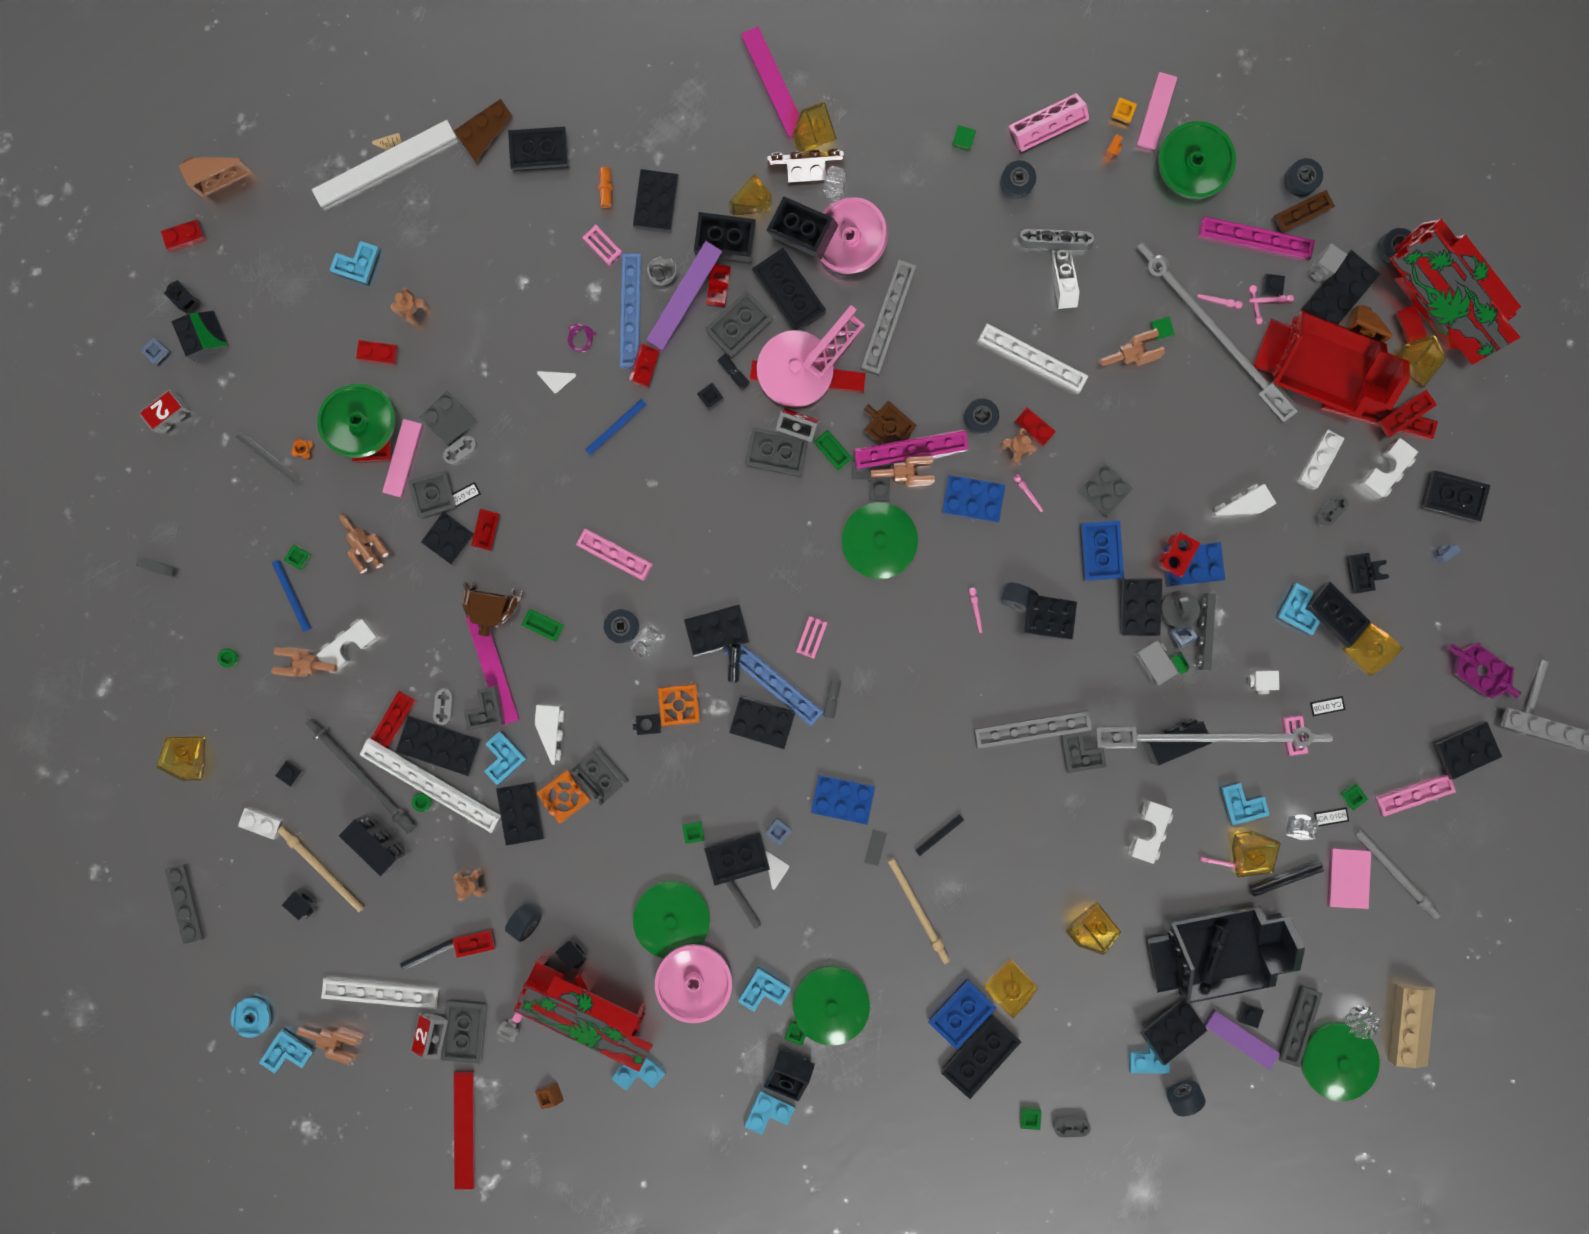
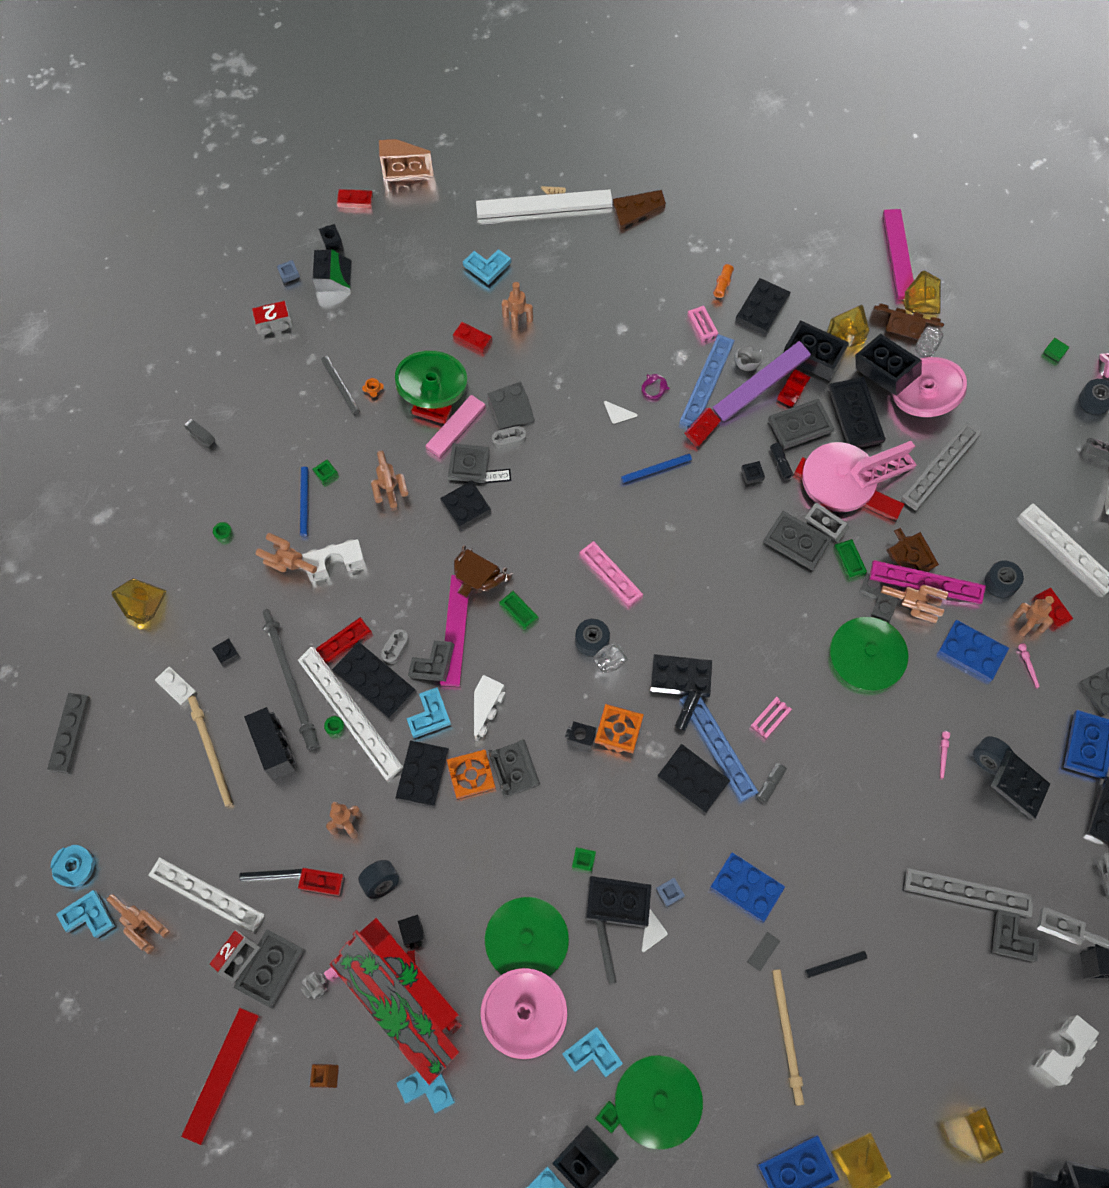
camera: 25 degrees right, 20 degrees down
(299, 904) = (173, 774): black brick -> none
(485, 529) = (502, 508): red plate -> none
(538, 148) = (678, 234): black plate -> none

